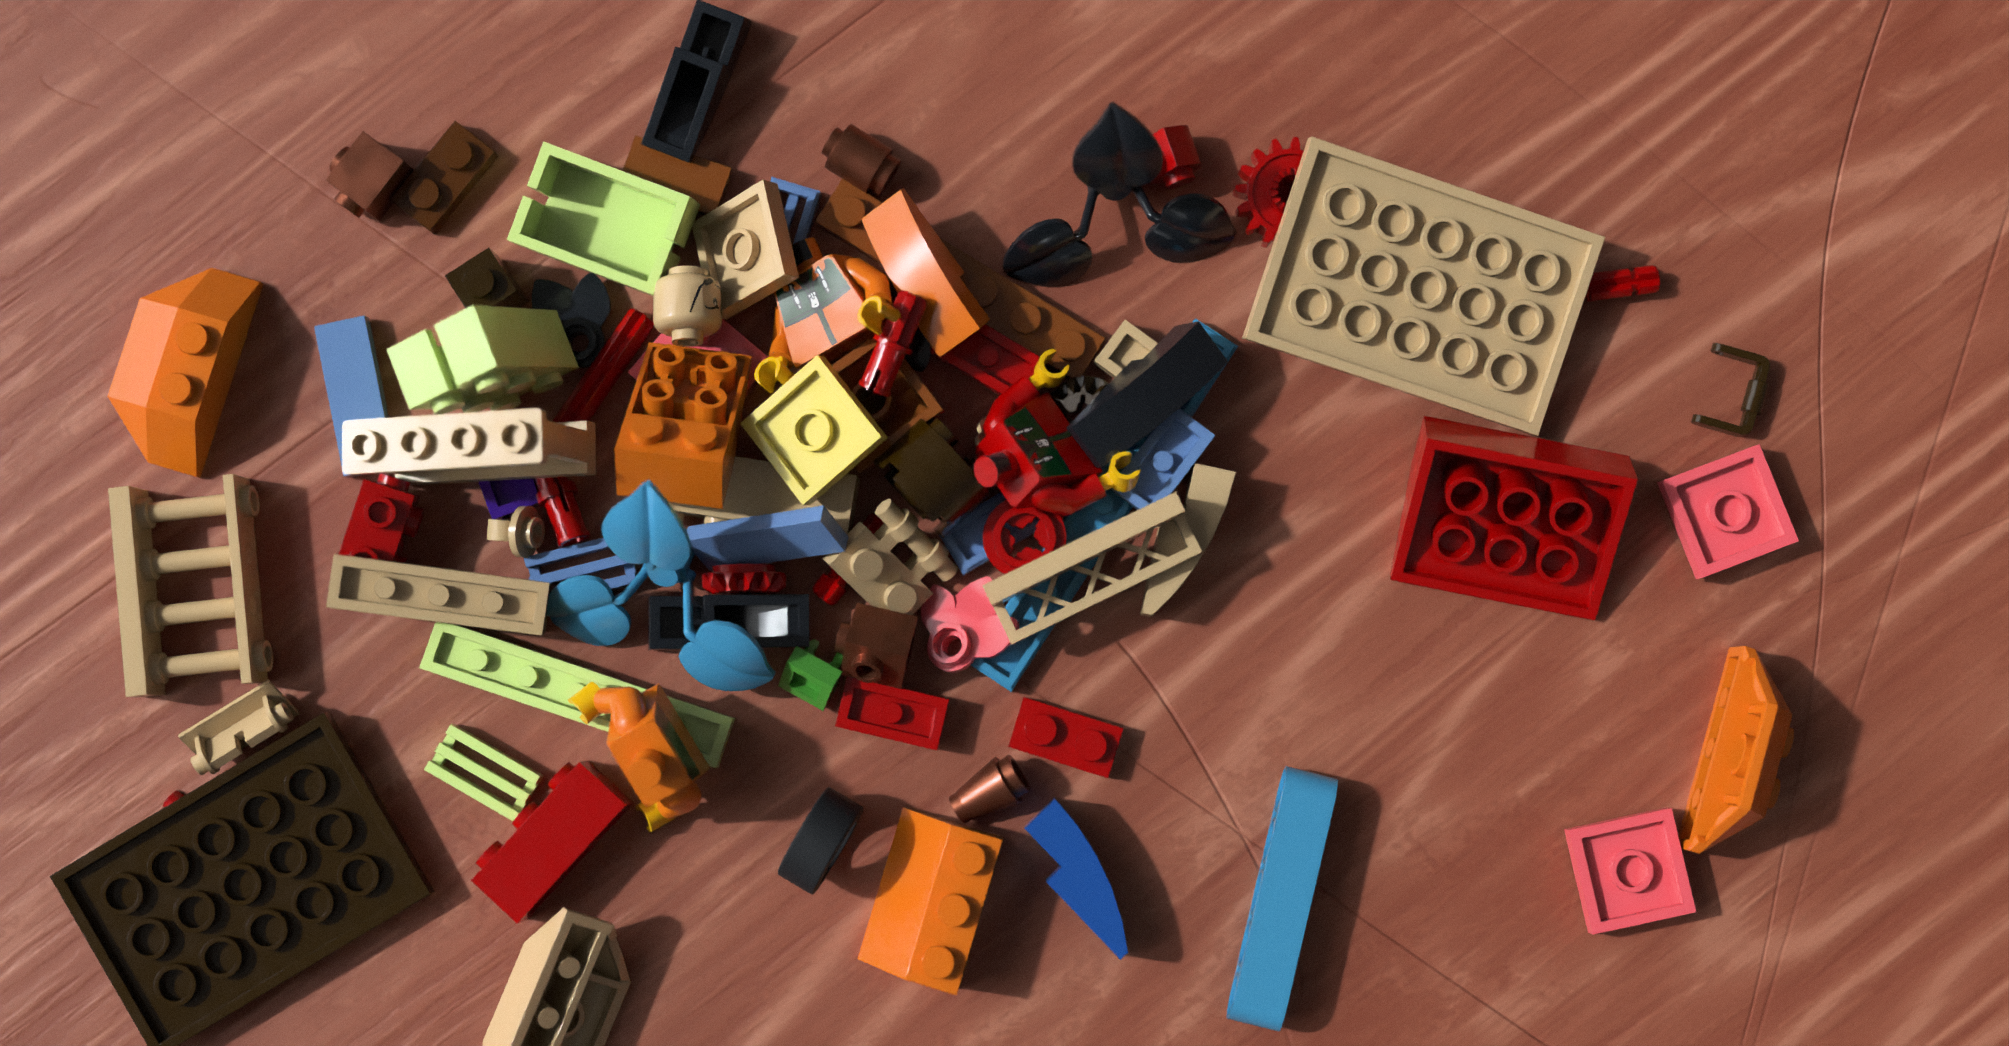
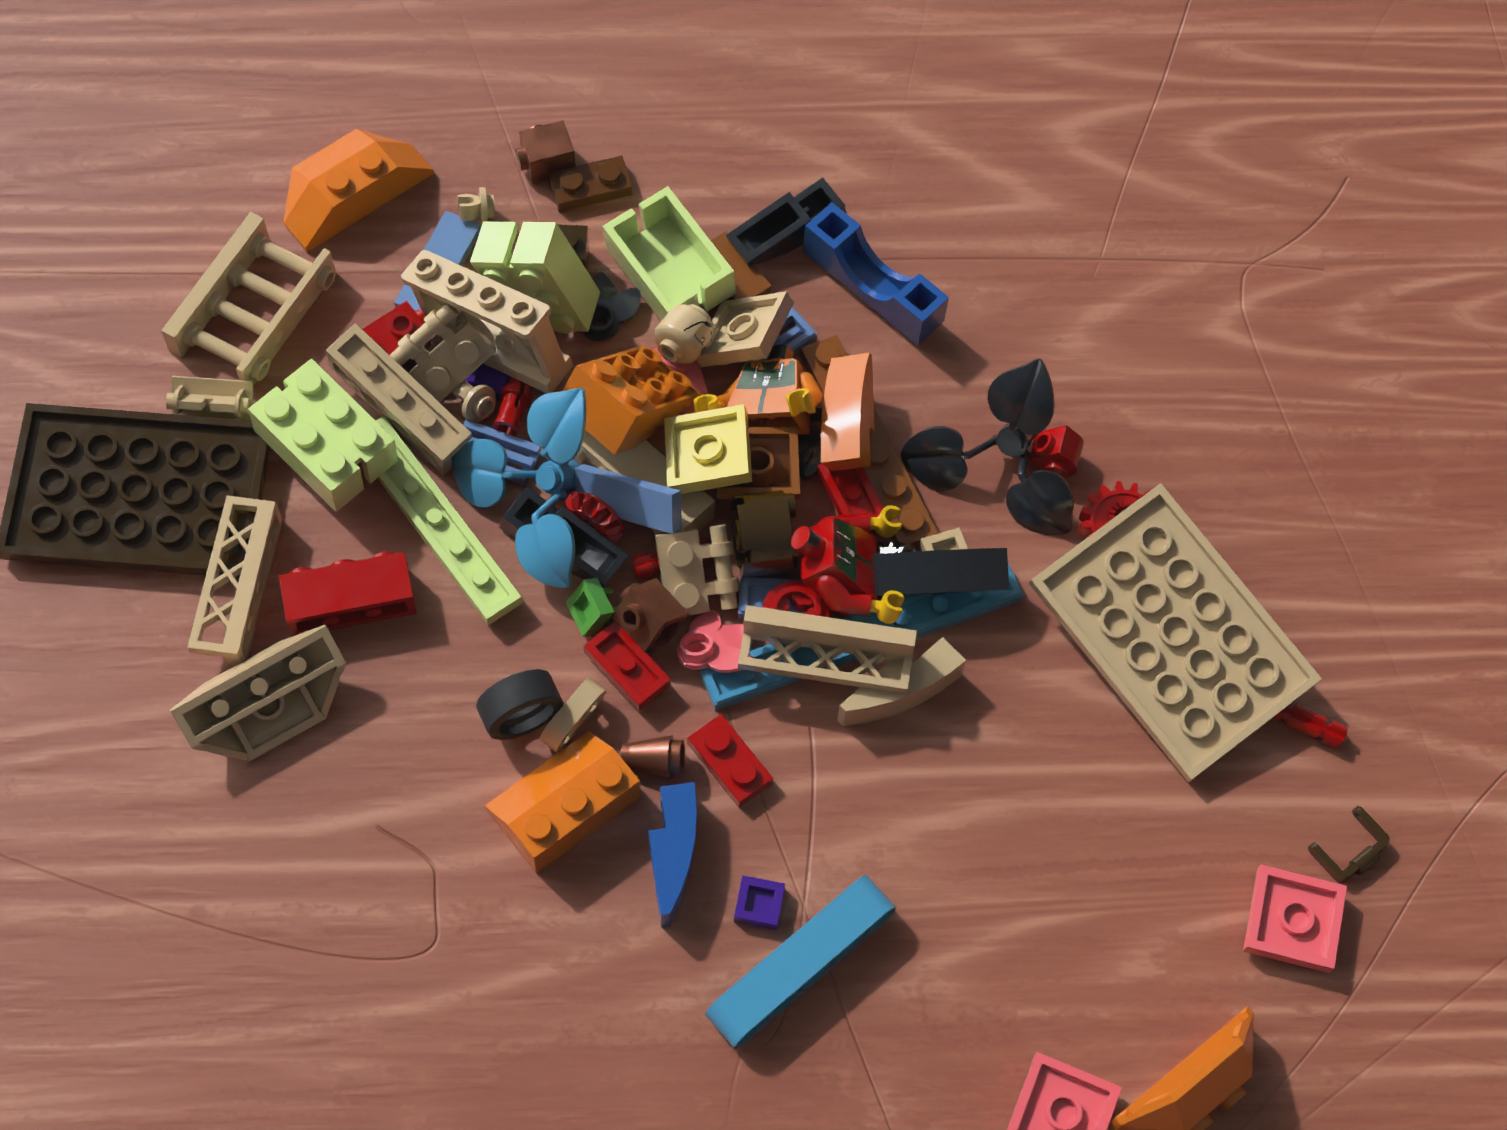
camera: 25 degrees right, 20 degrees down
(342, 301) = (474, 207): none -> tan plate
(394, 697) = (323, 434): none -> yellowish green piece
(445, 751) = (317, 503): yellowish green tile -> none
(445, 900) = (252, 582): none -> tan fence
(460, 518) = (451, 360): none -> tan plate
(606, 368) = (610, 344): red axle -> none
(649, 748) = (455, 572): orange torso -> none
(860, 159) = (856, 329): copper brick -> none
(878, 806) = (572, 715): none -> tan beam
(879, 88) = (841, 249): none -> blue arch
(893, 344) = (797, 432): red axle -> none
(1165, 458) = (932, 620): medium blue plate -> none
(1197, 864) = (759, 902): none -> dark purple tile
(1512, 517) = (1135, 821): red slope -> none

